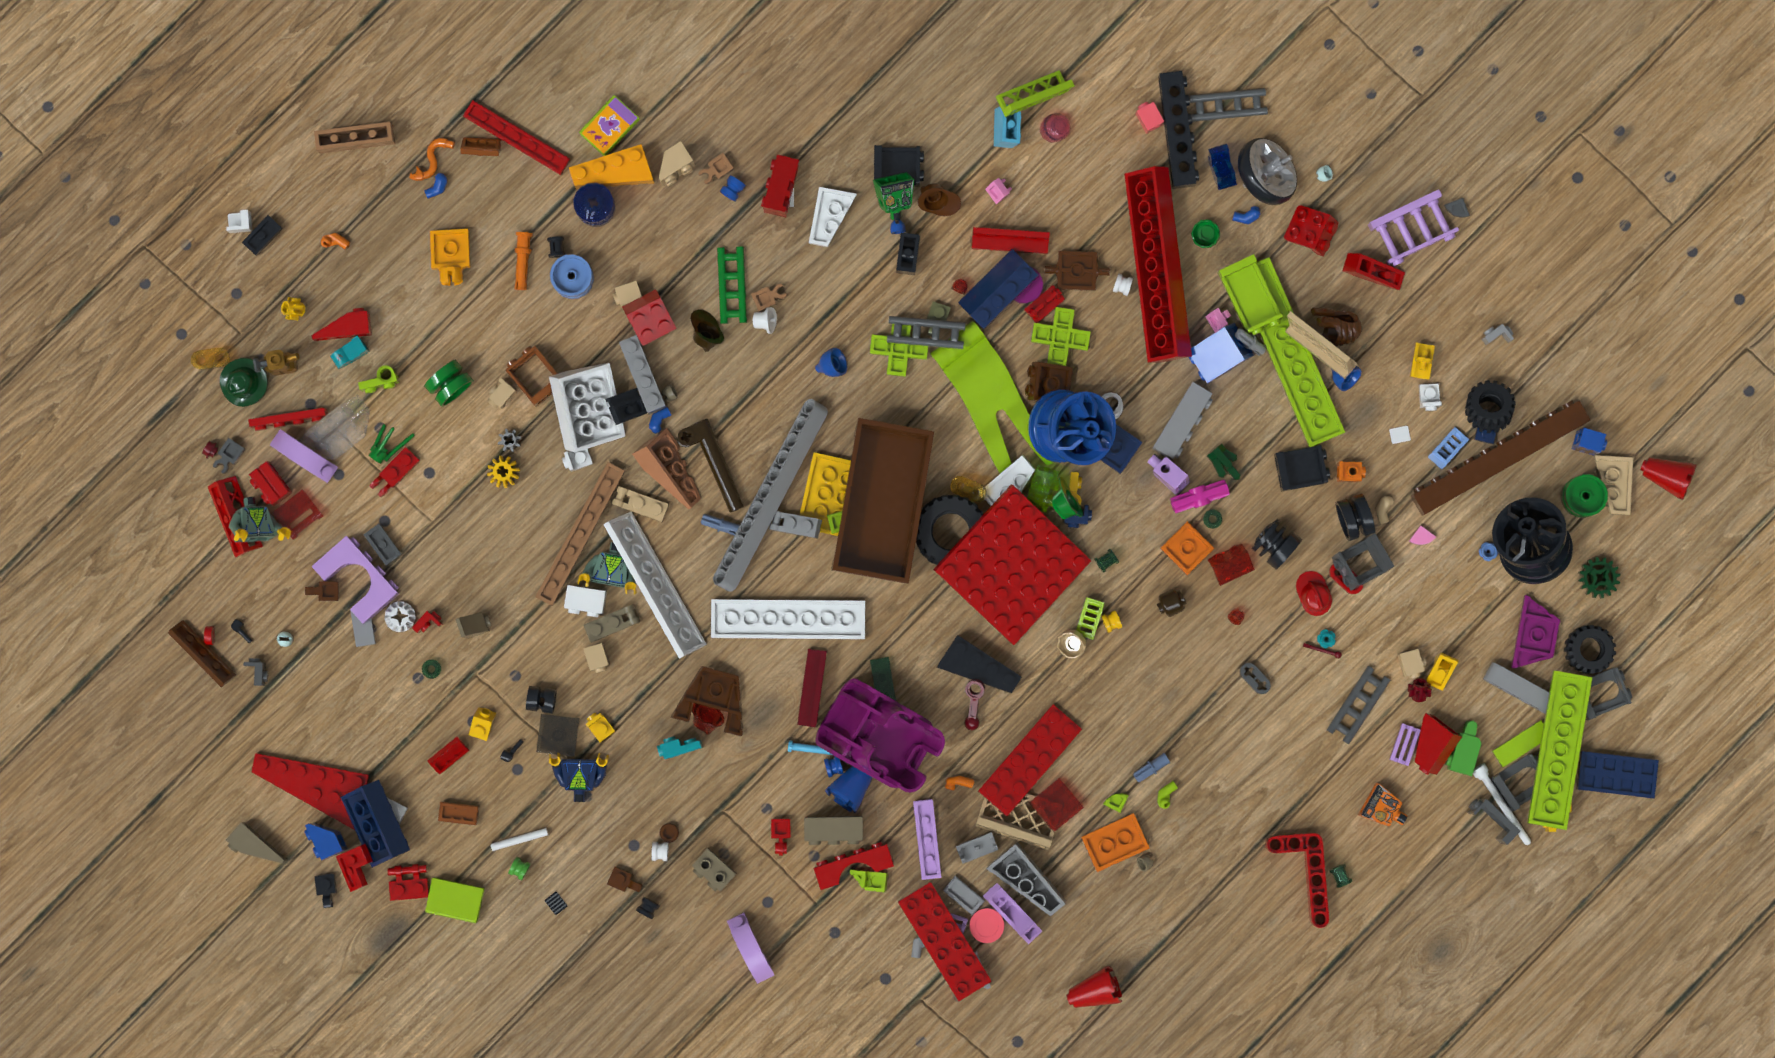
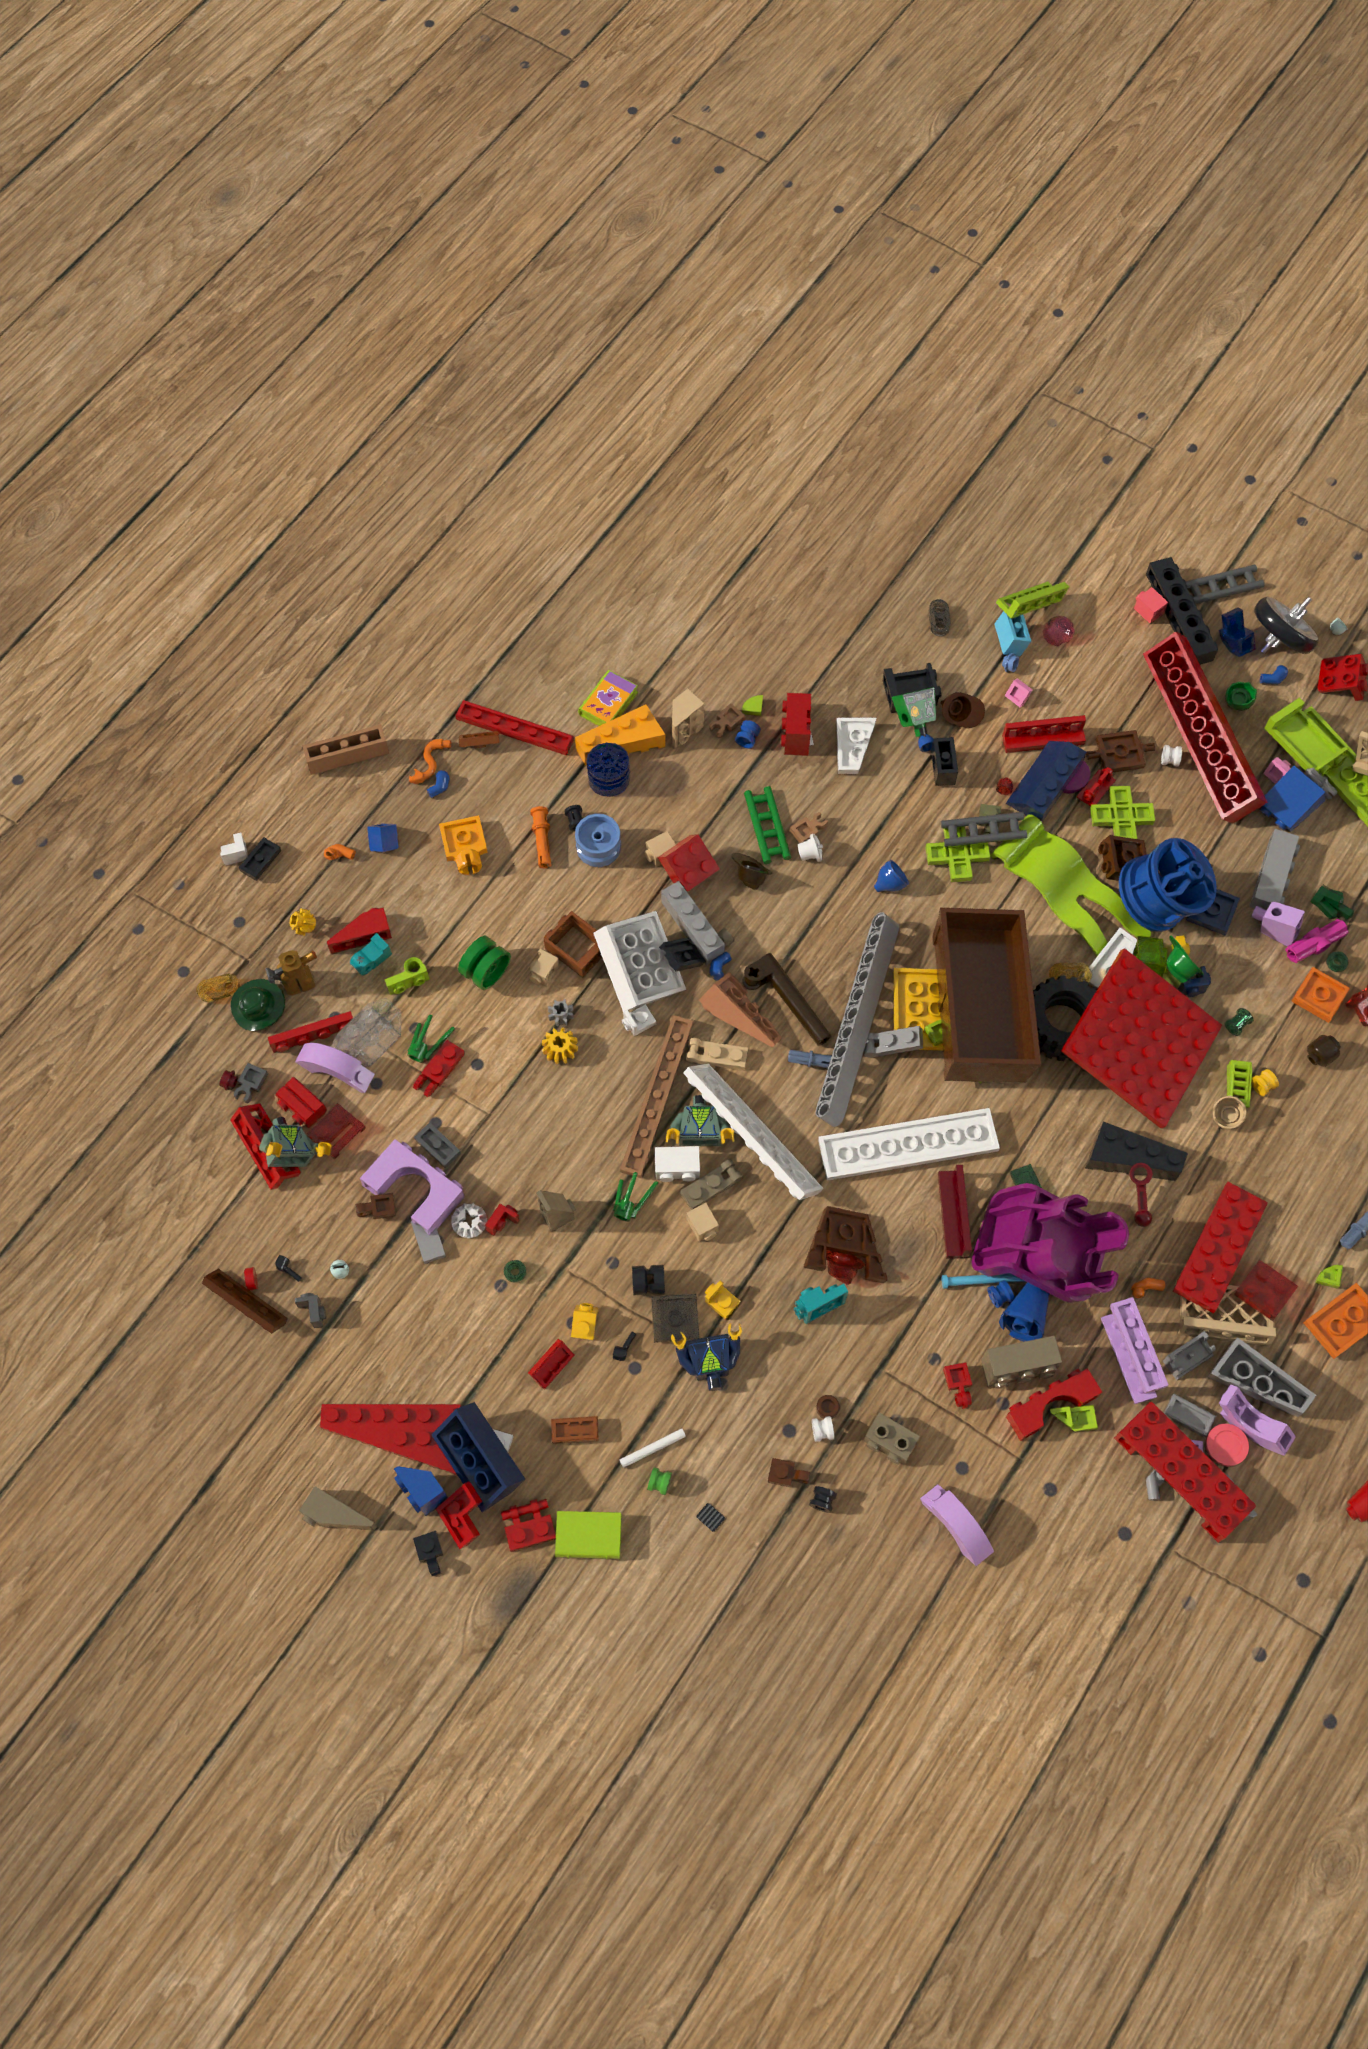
camera: 10 degrees left, 20 degrees down
(376, 234) = (382, 837): none -> blue panel
(532, 631) = (624, 1209): none -> green plant
(745, 156) = (753, 706): none -> lime tile
(943, 93) = (939, 619): none -> clear smoke plate
(999, 155) = (1010, 662): none -> medium blue plate

